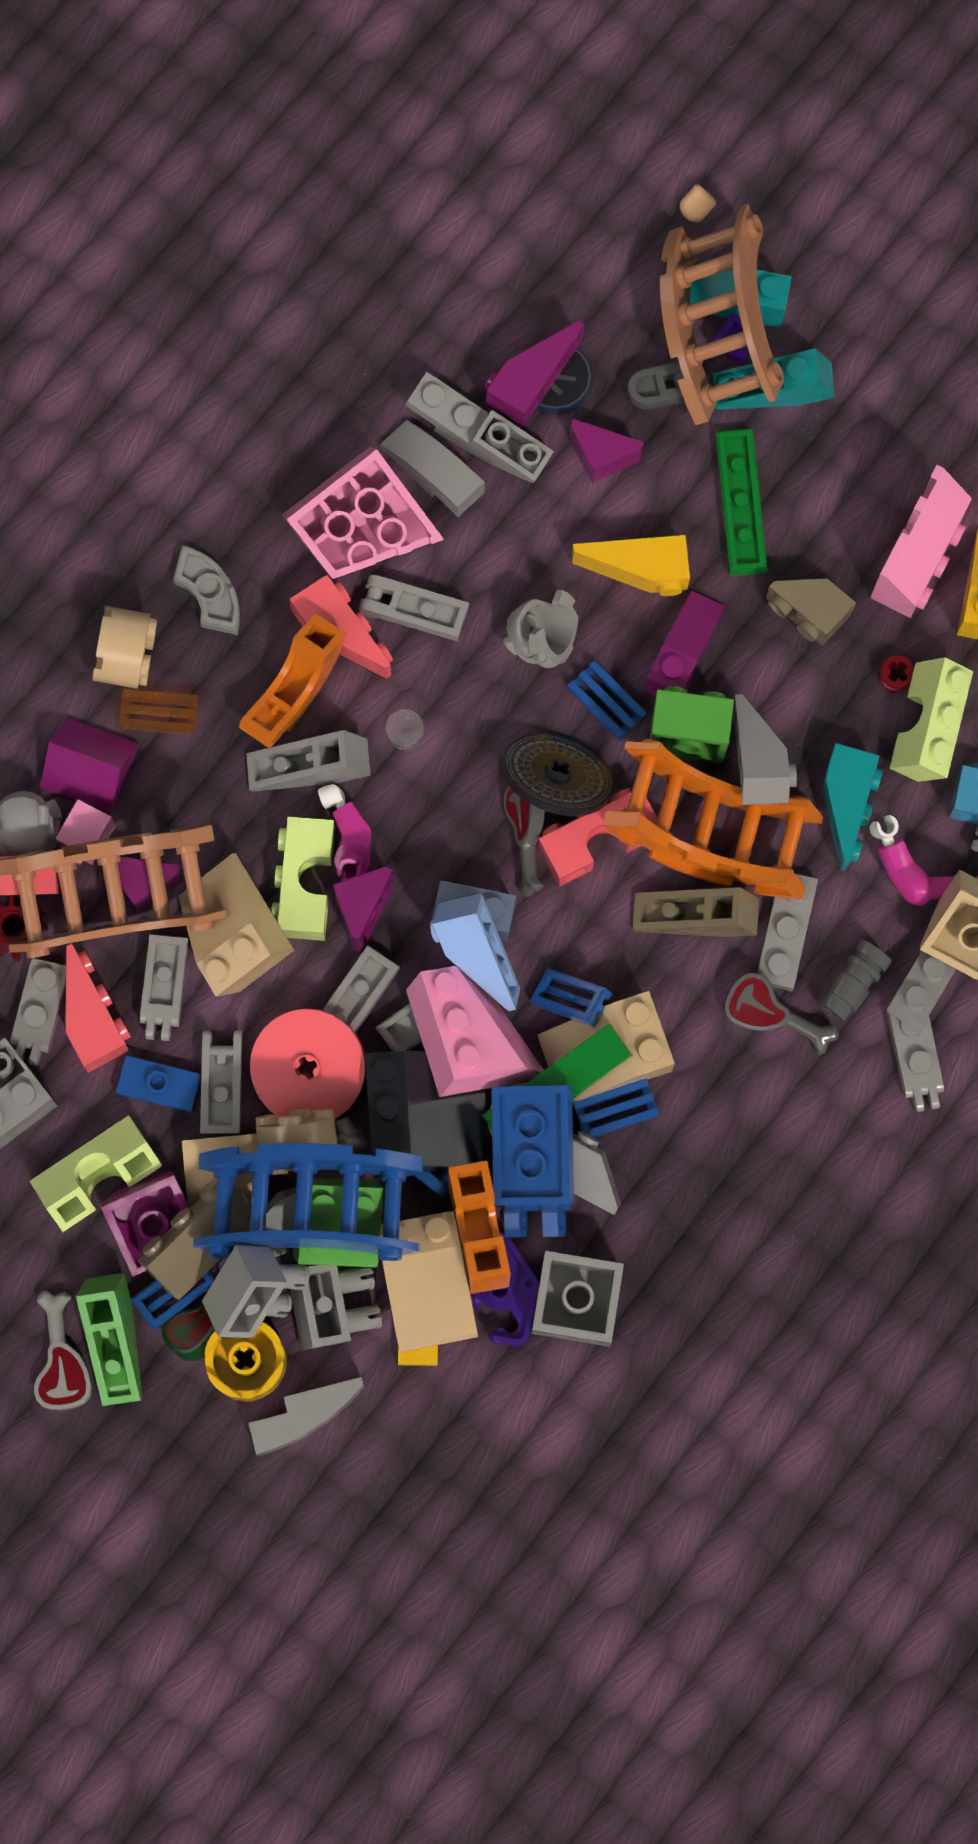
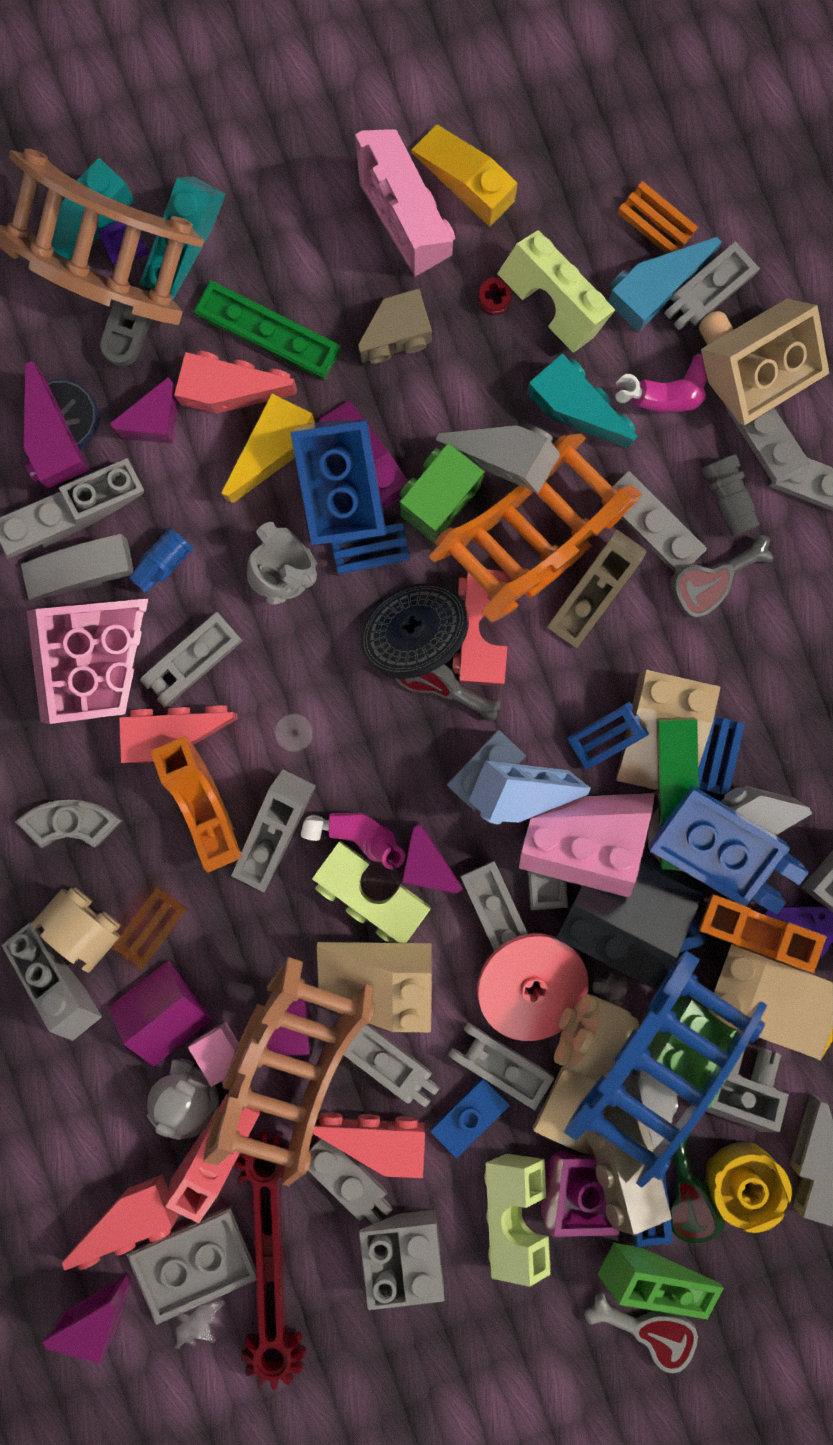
camera: 55 degrees left, 10 degrees up
(60, 657) = (51, 984): none -> light grey slope
(251, 1290) = (710, 1163): light grey brick -> none
(484, 531) = (161, 560): none -> blue hinge
(643, 630) = (338, 480): none -> blue slope
(667, 495) = (224, 386): none -> coral slope

